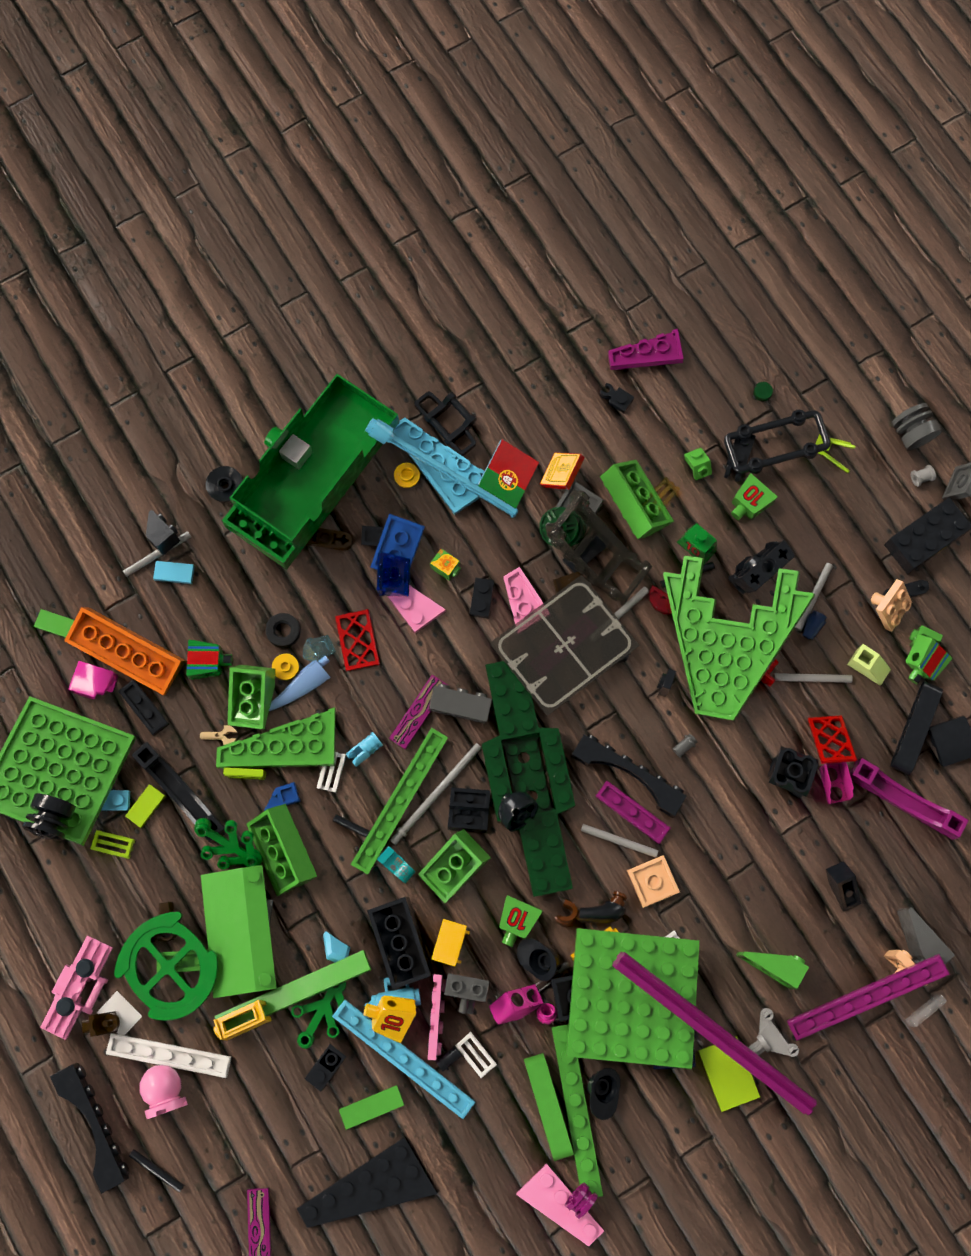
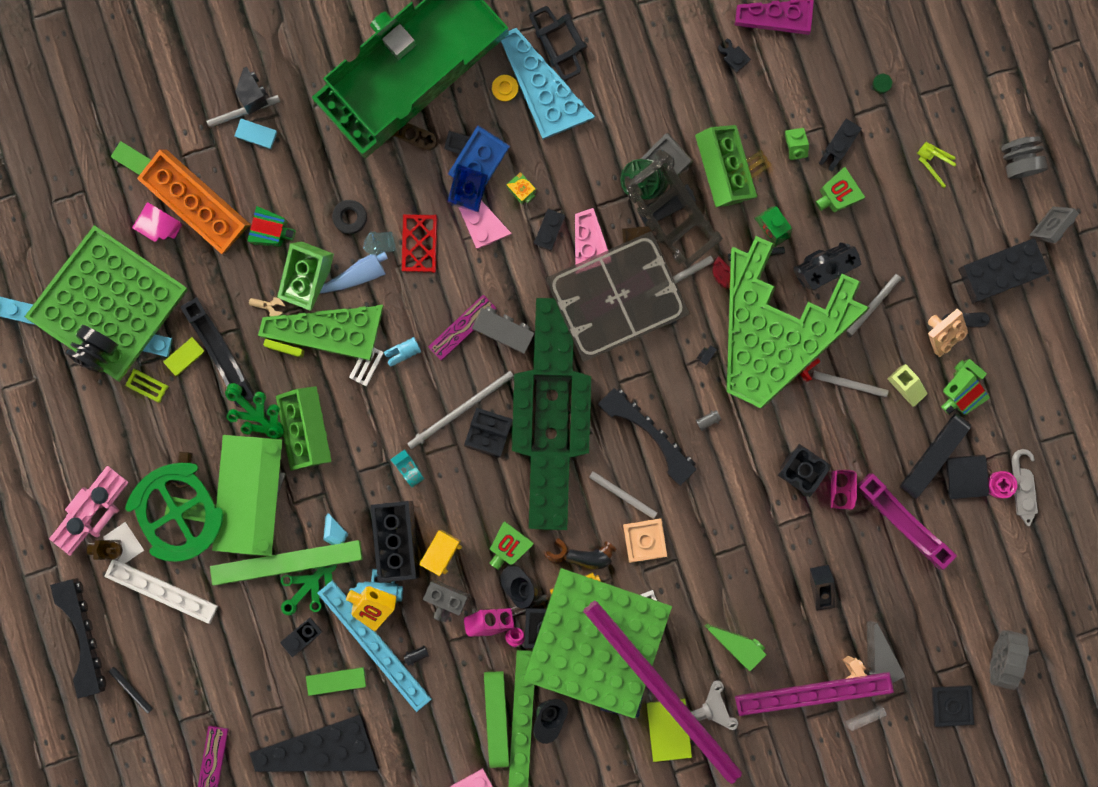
camera: 15 degrees right, 10 degrees up
(143, 707) = (200, 261): black tile -> none
(161, 1090) = (148, 620): bright pink tile -> none
(219, 477) = (319, 47): black dish -> none
(260, 1019) = (213, 582): yellow window -> none
(284, 795) = (316, 378): blue tile -> none
(286, 666) = (344, 253): yellow piece -> none
(352, 826) = (382, 428): black bar -> none
(399, 801) = (424, 408): bright green plate -> none
(436, 1025) = (411, 625): bright pink wing -> none
(454, 865) = (462, 481): bright green slope -> none
(481, 1048) = (452, 662): white tile -> none
(501, 482) = (594, 120): flag -> none
(516, 809) = (531, 444): black cylinder -> none
(562, 470) = (659, 120): tile -> none
(632, 812) = (642, 471): magenta tile -> none
(756, 464) = (907, 121): black bar -> none
(814, 624) = (865, 333): dark blue cone -> none
(837, 756) = (850, 468): red window -> none
(923, 475) = (1017, 208): light grey bush -> none

